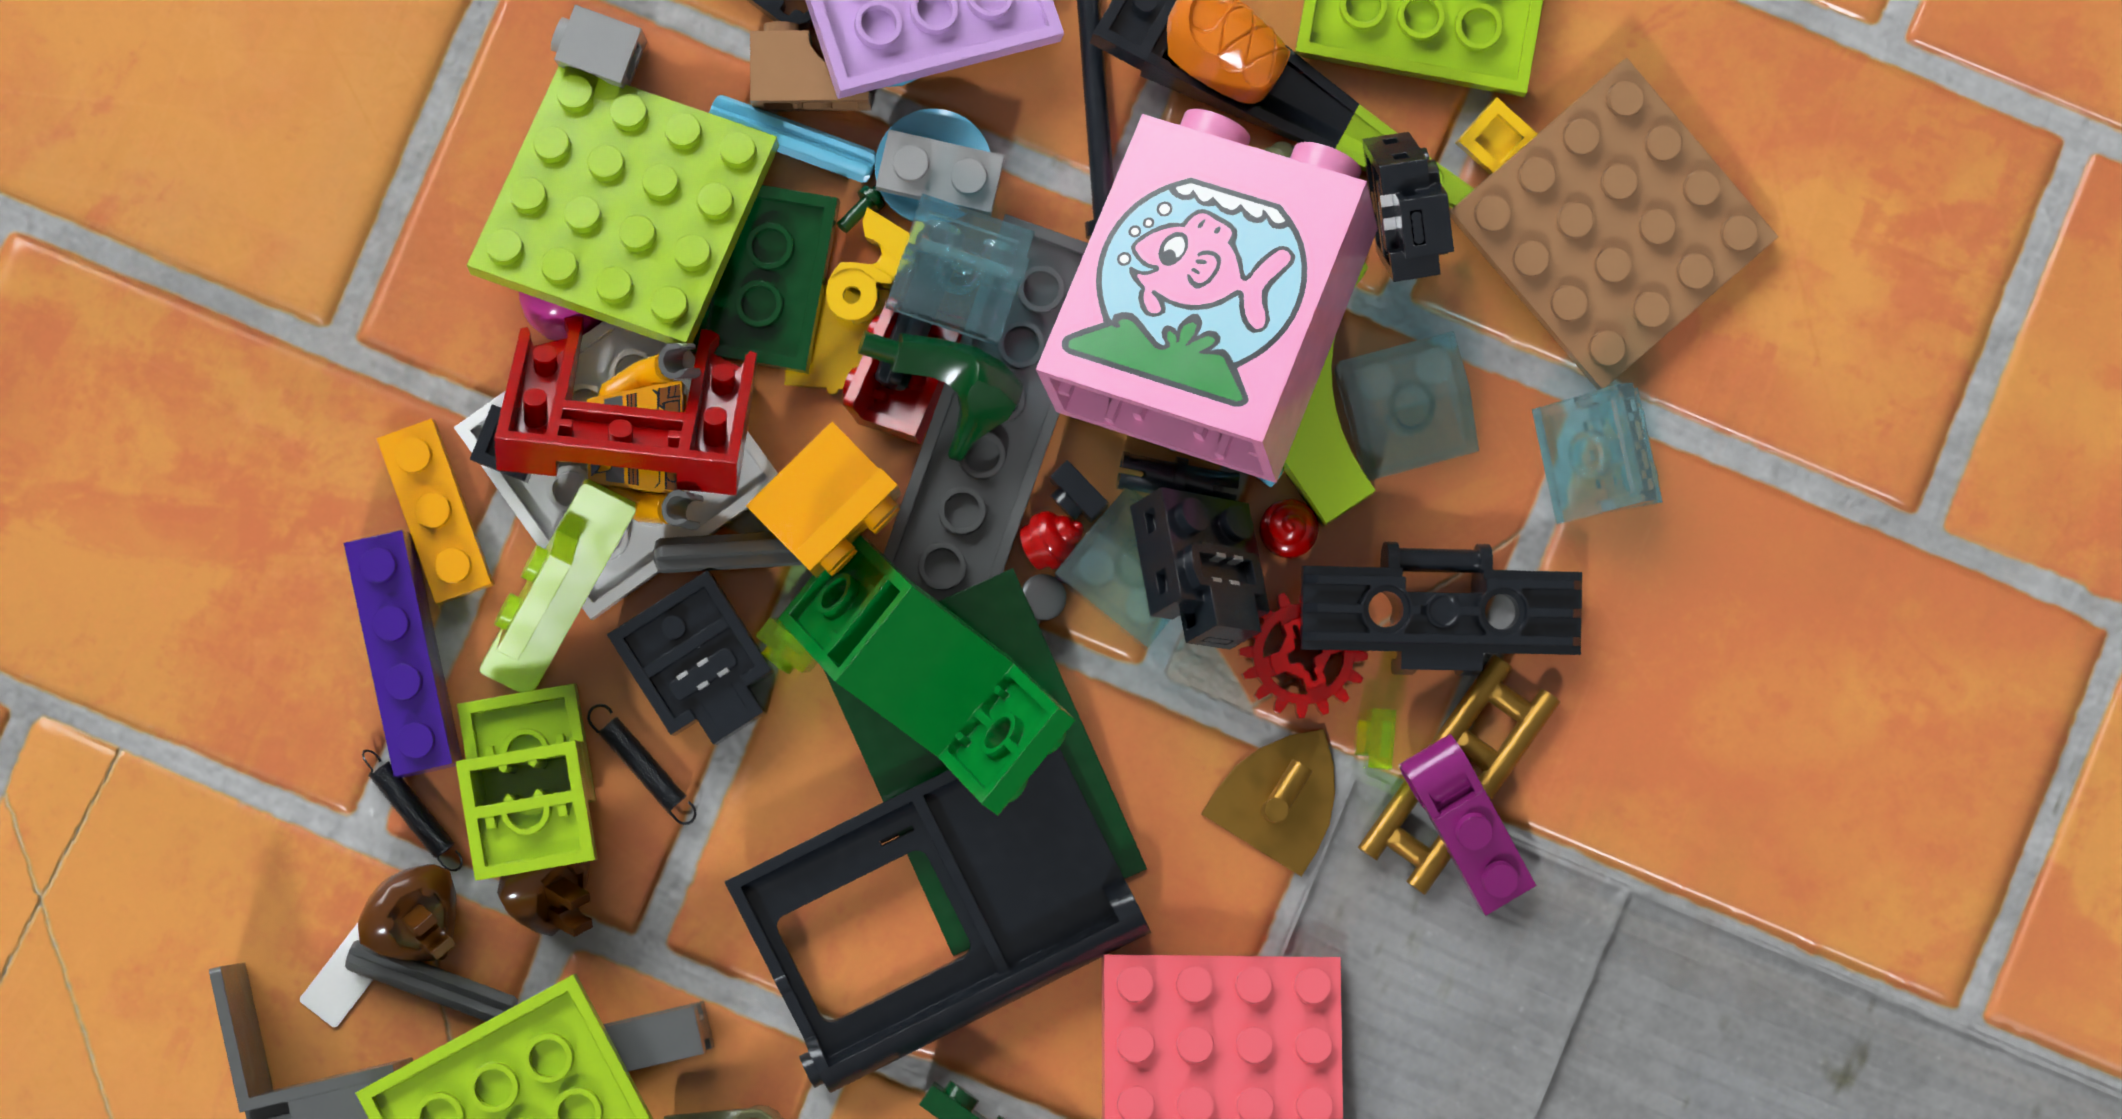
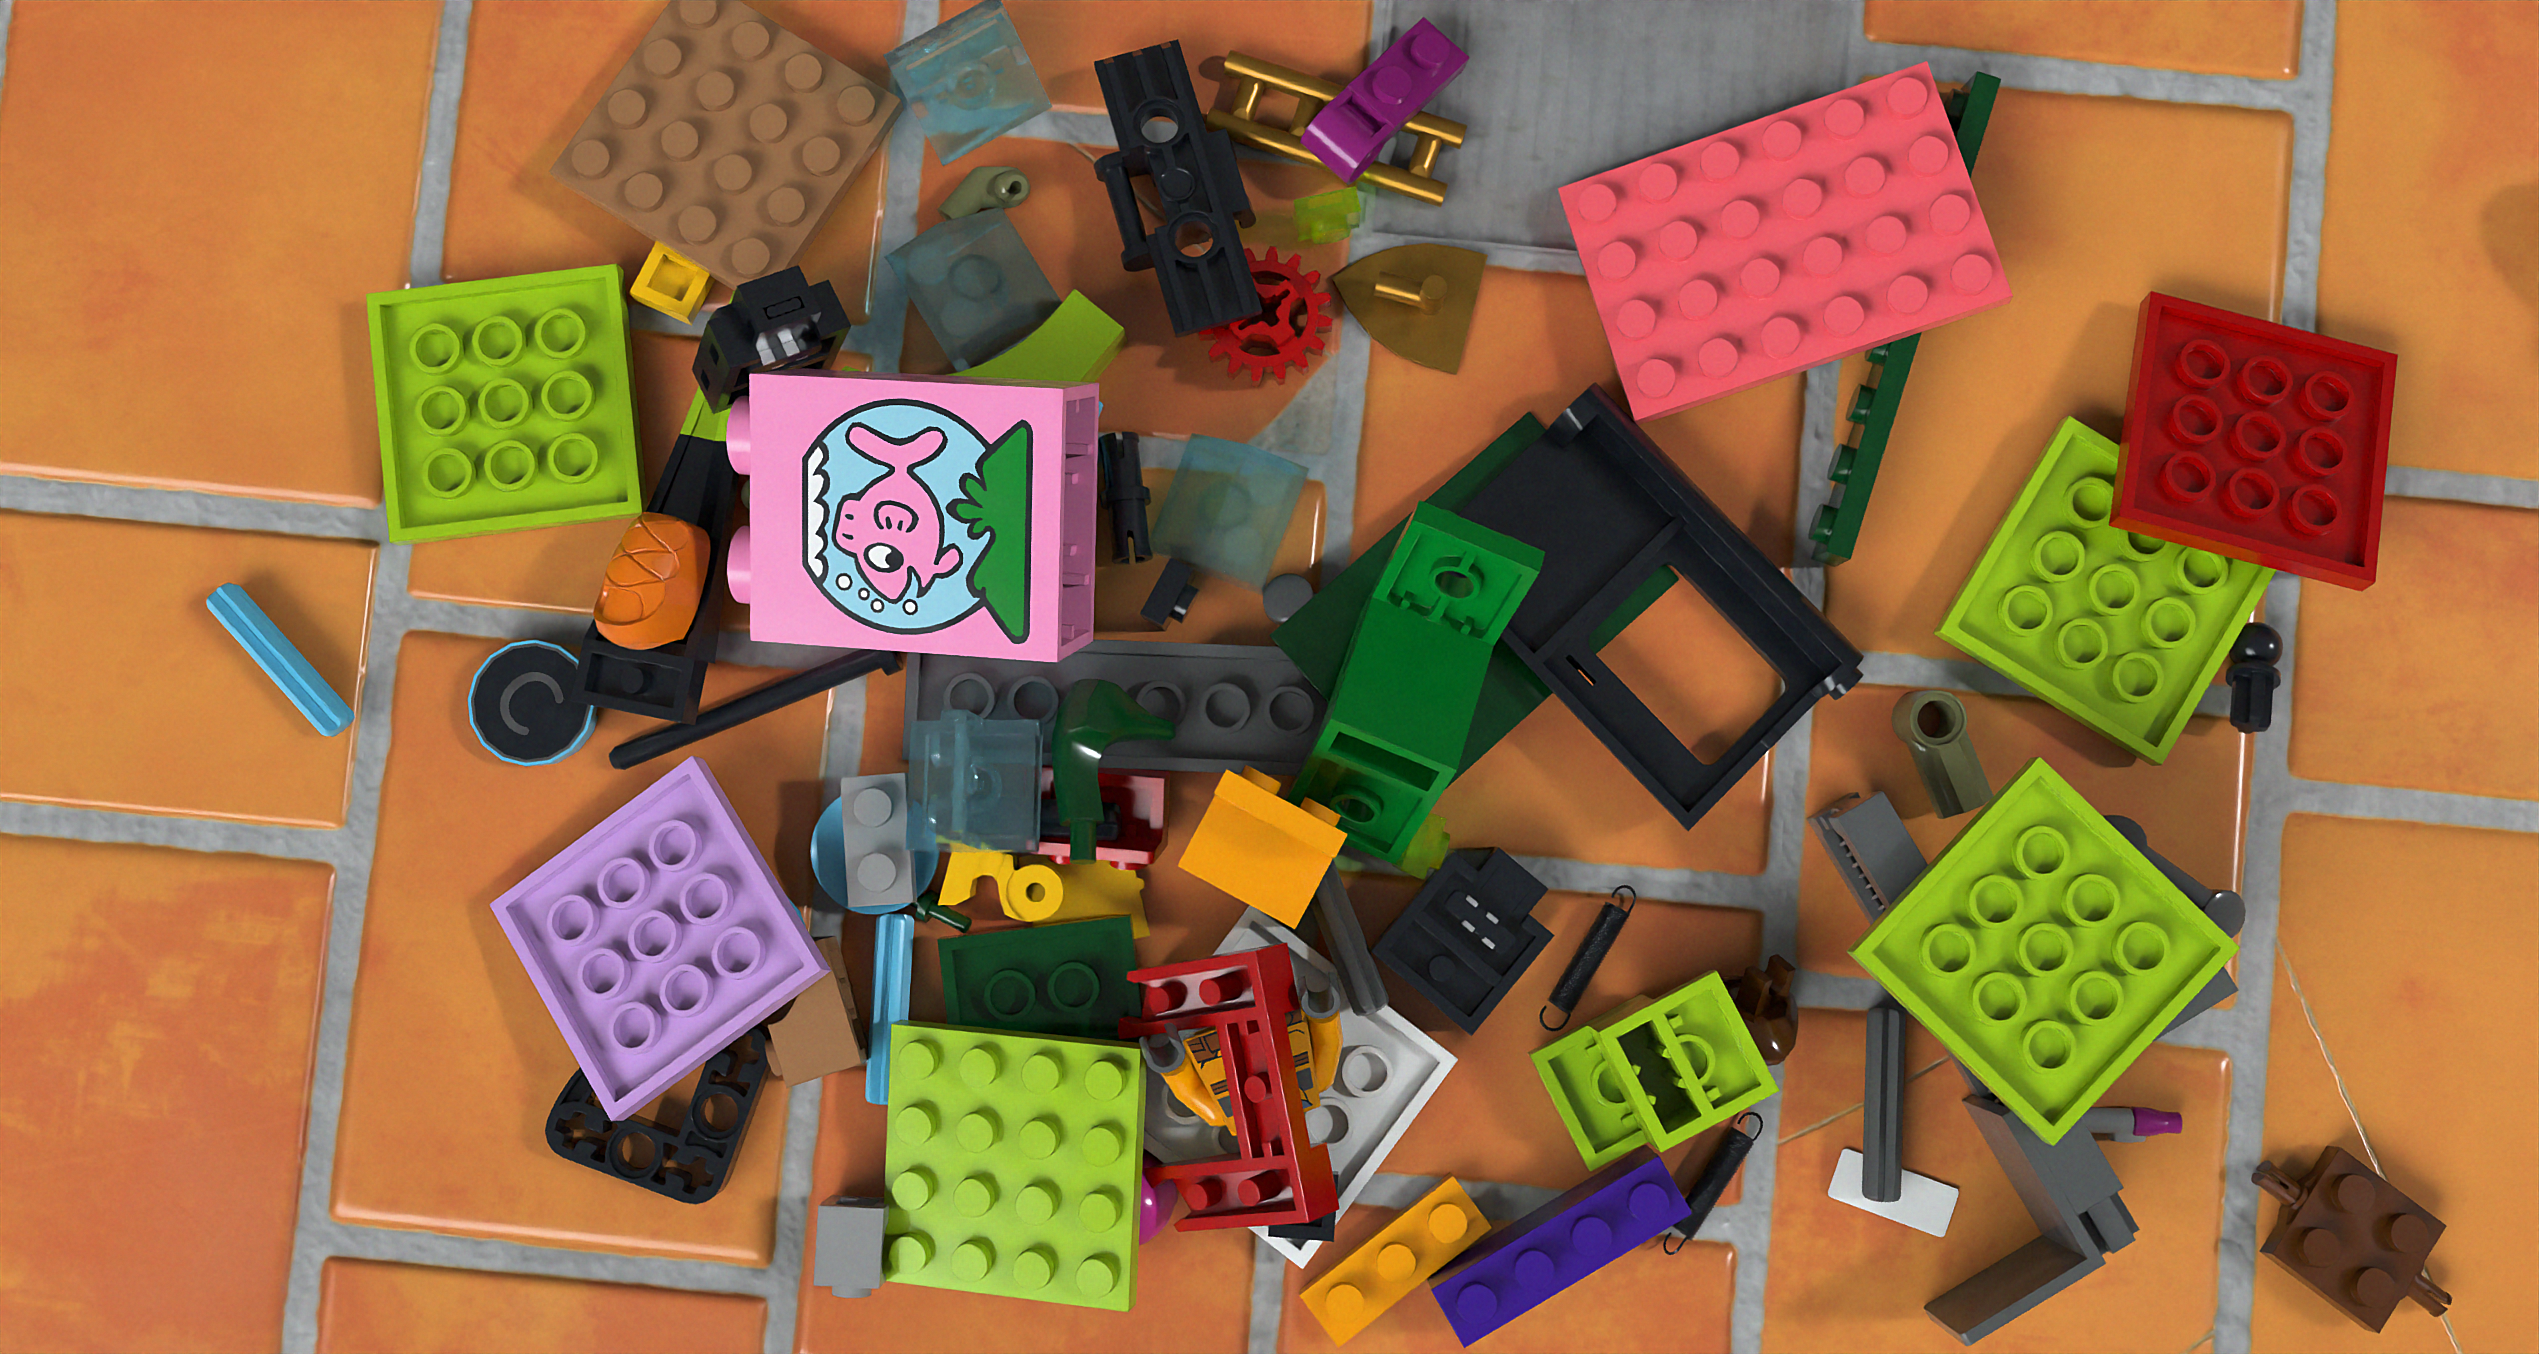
camera: 100 degrees left, 0 degrees up
(411, 915) = (1825, 1148): reddish brown piece -> none
(556, 587) = (1437, 1104): lime bracket -> none
(1050, 539) = (1226, 608): red plate -> none
(1201, 565) = (1208, 438): black piece -> none
(1289, 528) = (1139, 371): red plate -> none
(1499, 440) = (986, 189): none -> olive arm

